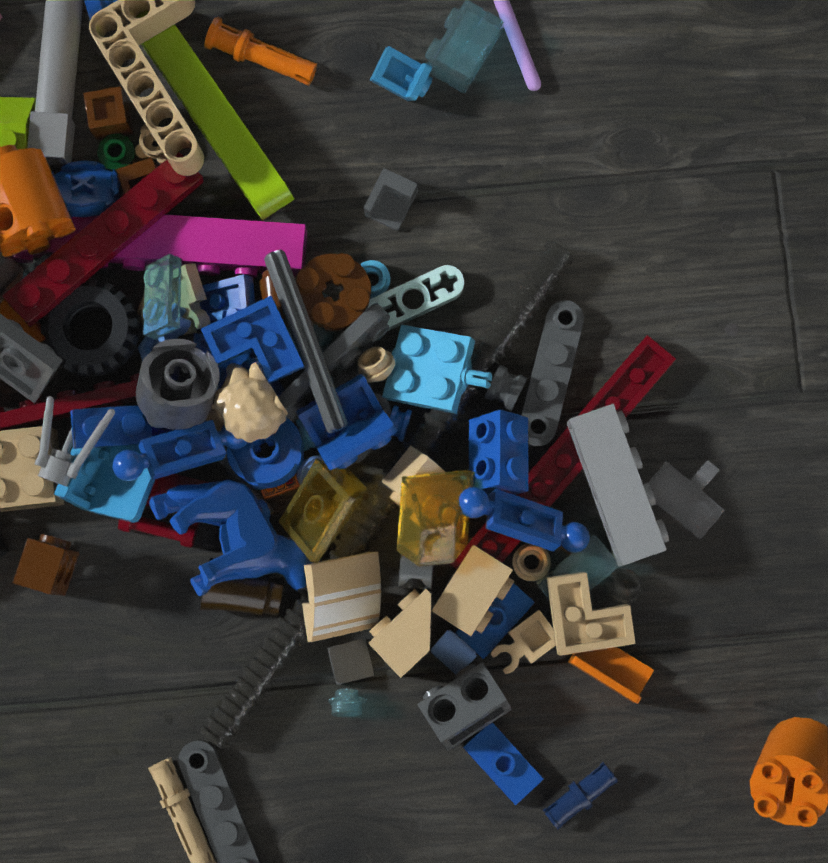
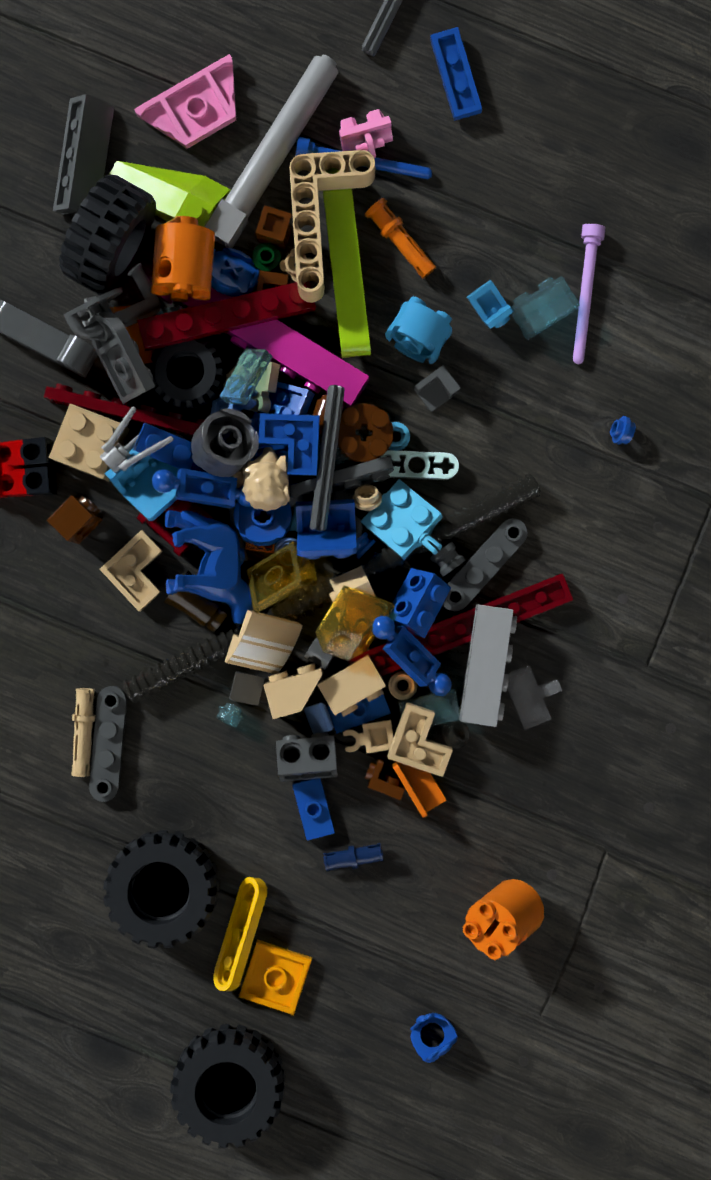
camera: 30 degrees right, 5 degrees up
(136, 593) = (126, 570): none -> tan plate
(336, 143) = (419, 330): none -> dark azure brick
(576, 686) = (388, 785): none -> reddish brown bracket
(628, 138) = (622, 430): none -> blue plate

